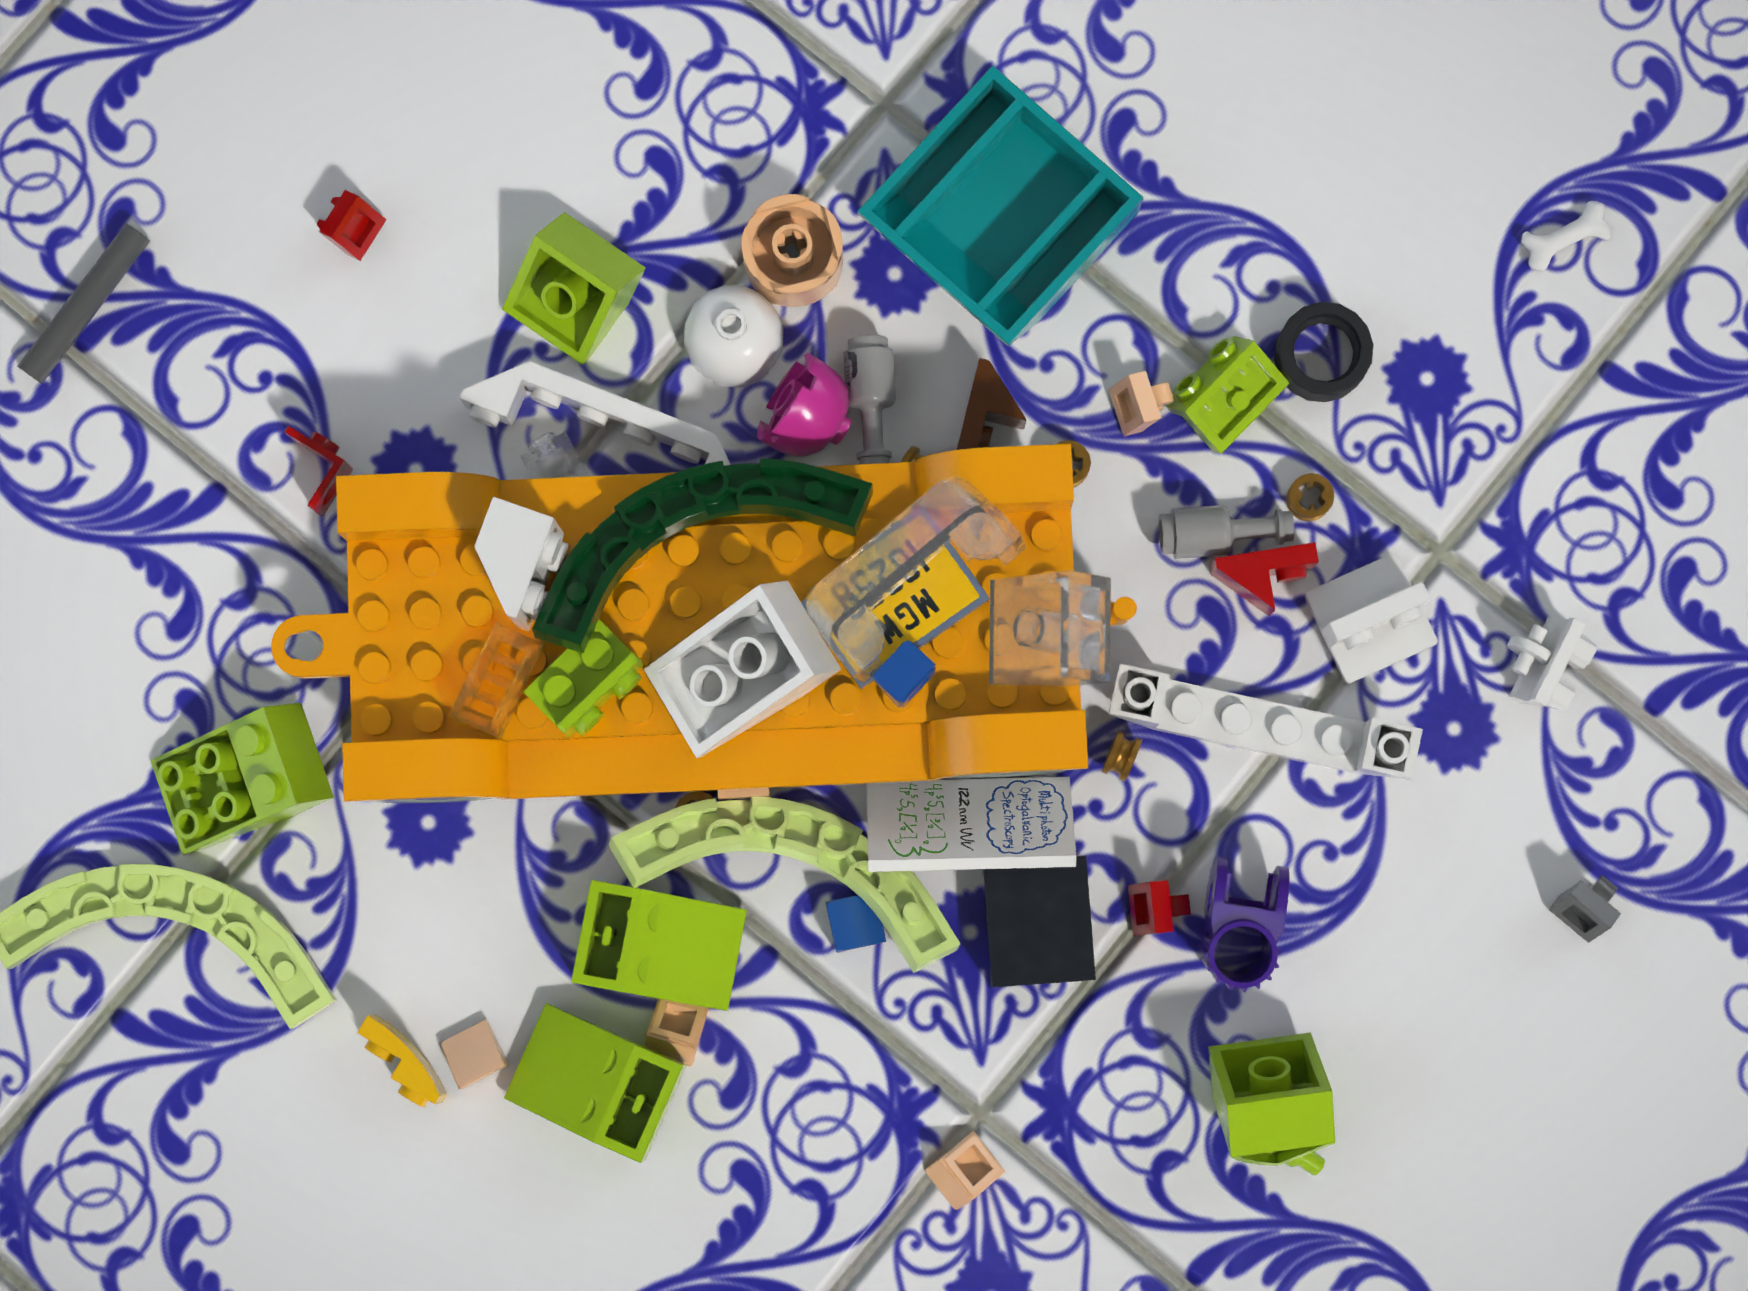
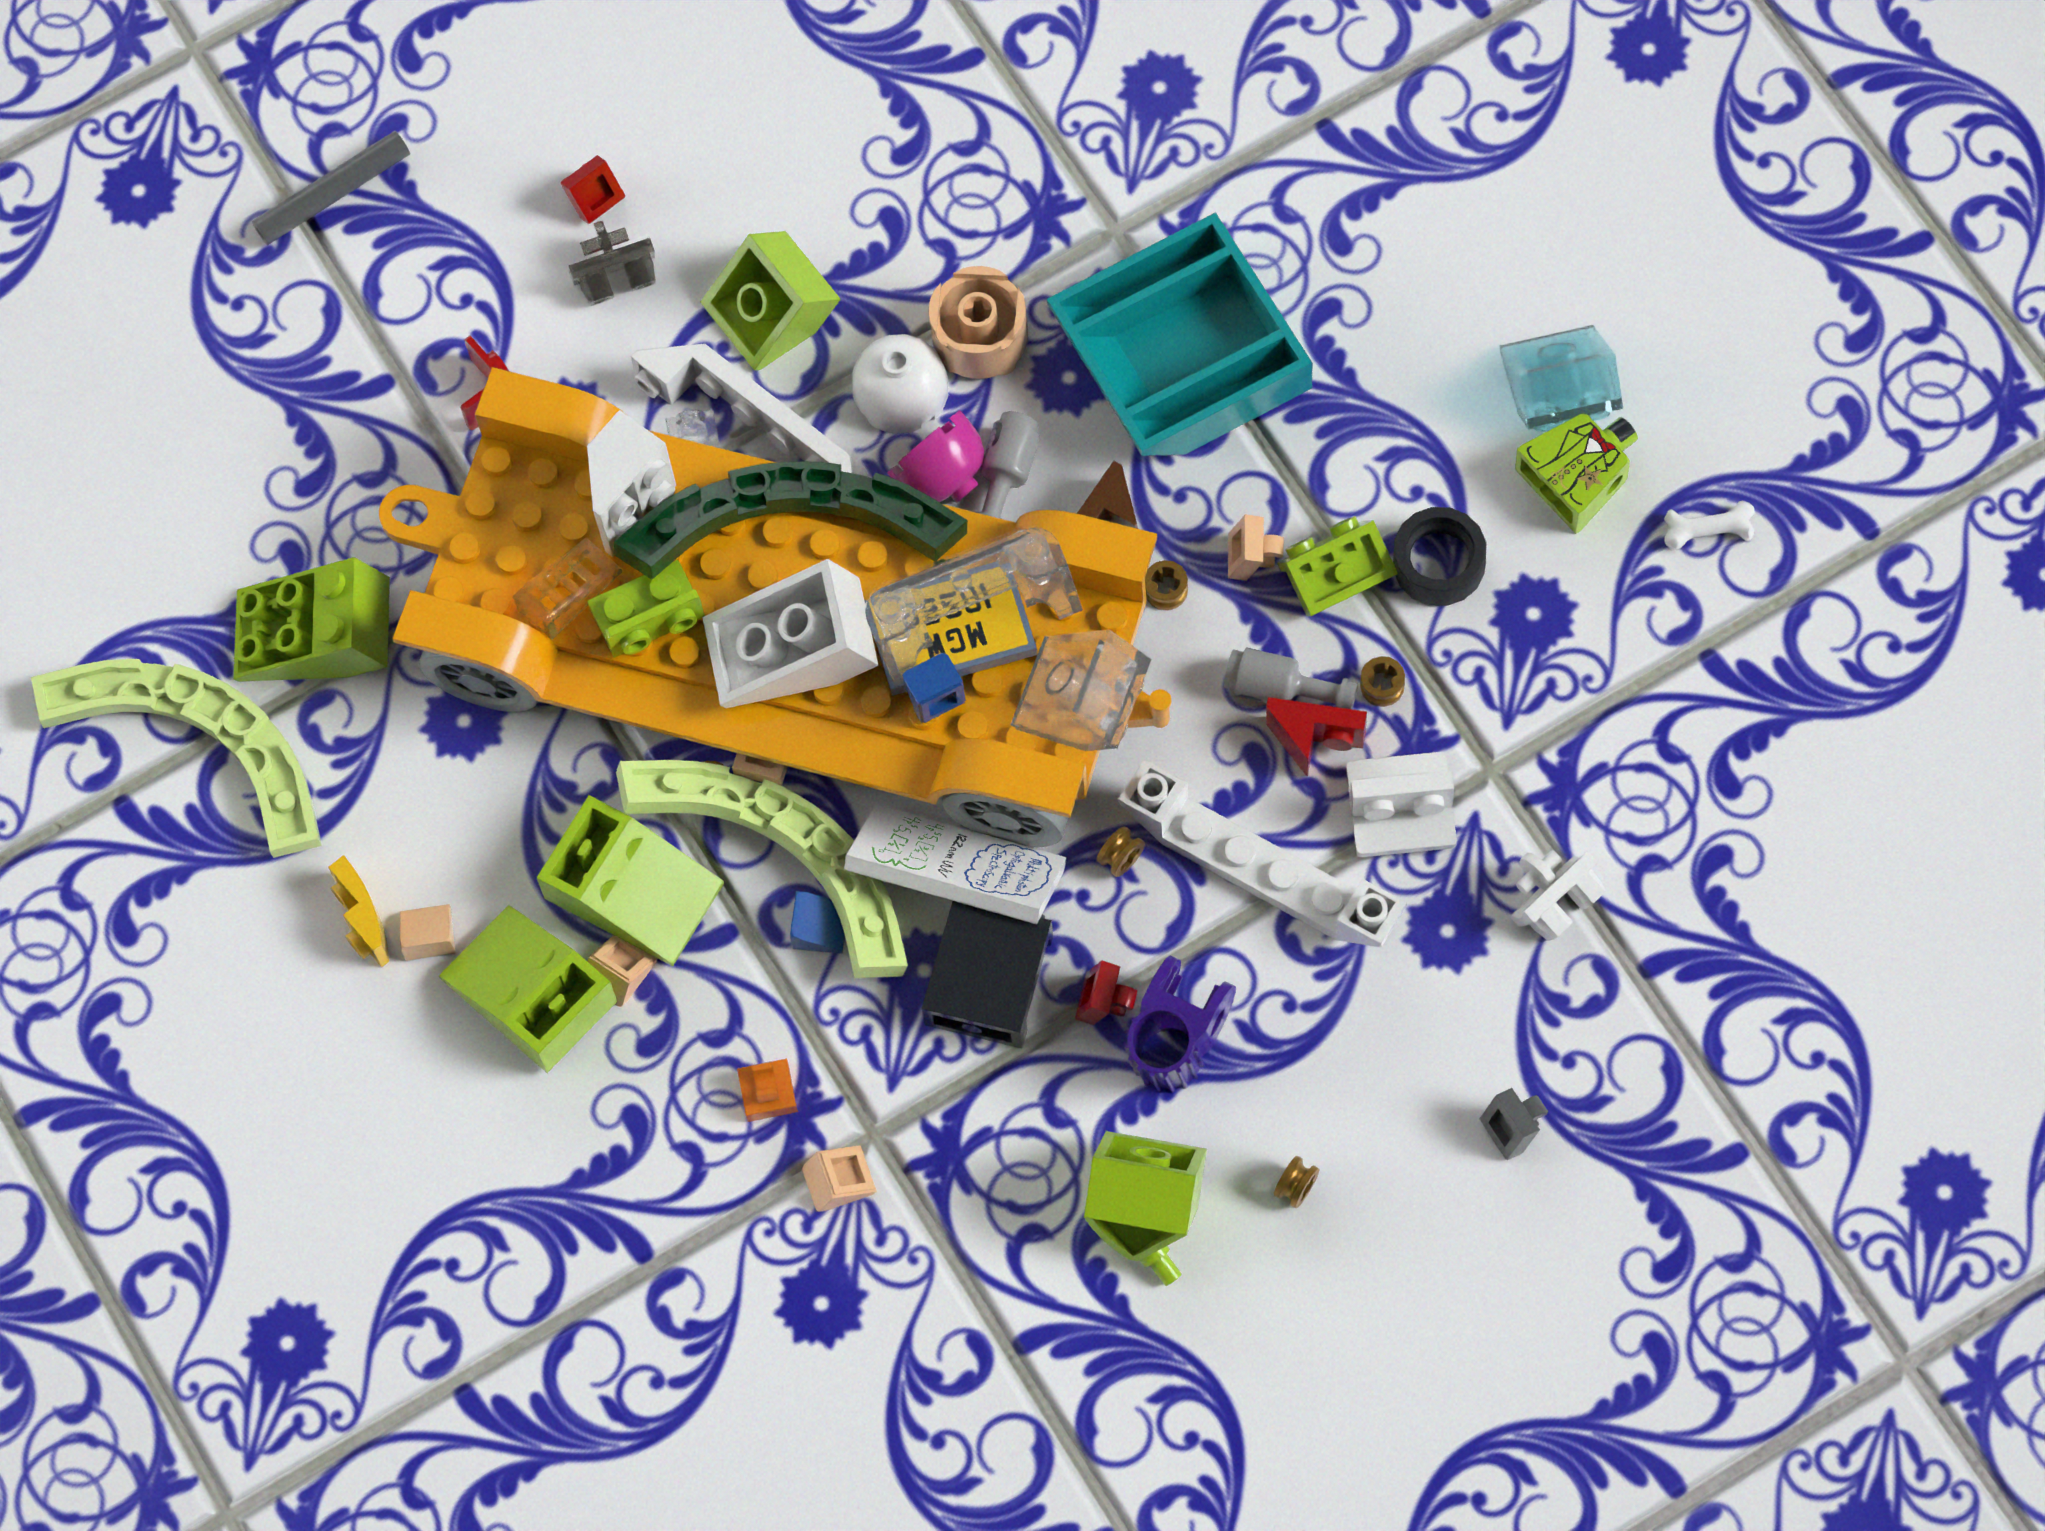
camera: 25 degrees right, 15 degrees down
(385, 315) = (633, 258): none -> clear smoke hips
(865, 1106) = (767, 1090): none -> orange tile
(1379, 127) = (1562, 377): none -> clear light blue slope
(1403, 1034) = (1296, 1182): none -> pearl gold bush
(1426, 217) = (1577, 466): none -> lime torso

